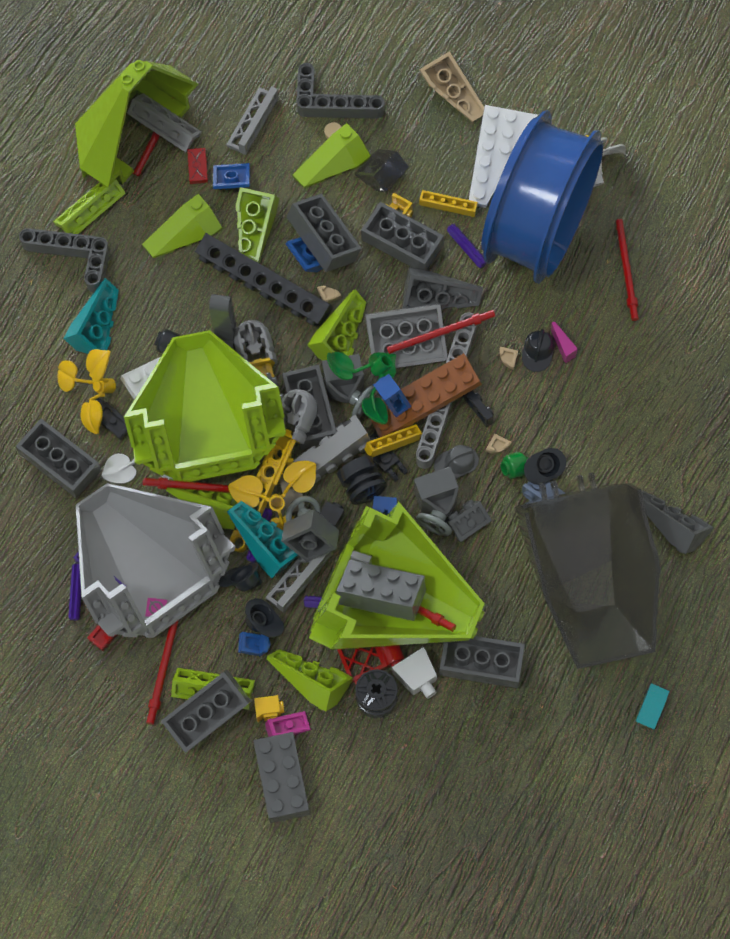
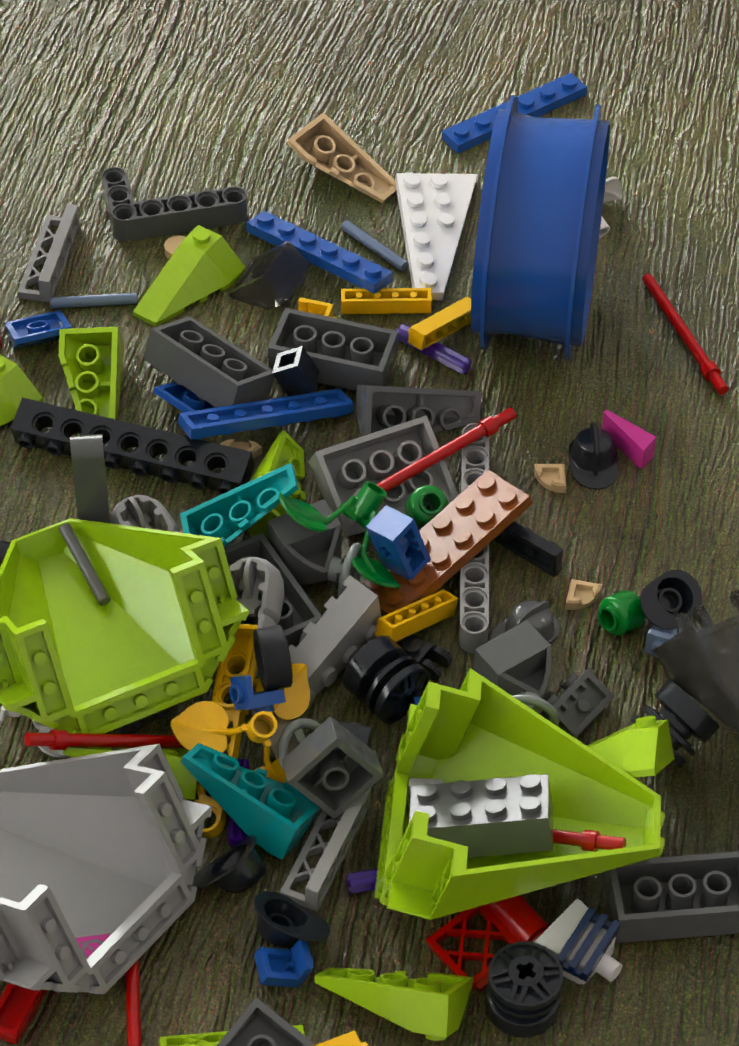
camera: 20 degrees left, 20 degrees down
(210, 364) = (84, 564): none -> dark grey bar
(271, 160) = (93, 300): none -> sand blue bar
(280, 482) = (245, 699): none -> blue bracket
(294, 460) = (272, 658): none -> black tyre
(300, 351) = (241, 507): none -> teal wedge
(347, 276) = (265, 413): none -> blue plate
(373, 250) = (295, 372): none -> black brick
(416, 361) = (425, 504): none -> green head
(417, 156) = (321, 252): none -> blue plate
(430, 666) = (600, 922): none -> dark blue tile
(450, 148) = (374, 245): none -> sand blue bar
(468, 234) = (440, 324): none -> yellow piece
(479, 568) = (639, 748): none -> lime wedge
(511, 553) = (684, 719): none -> black wheel
(579, 67) = (533, 103): none -> blue plate

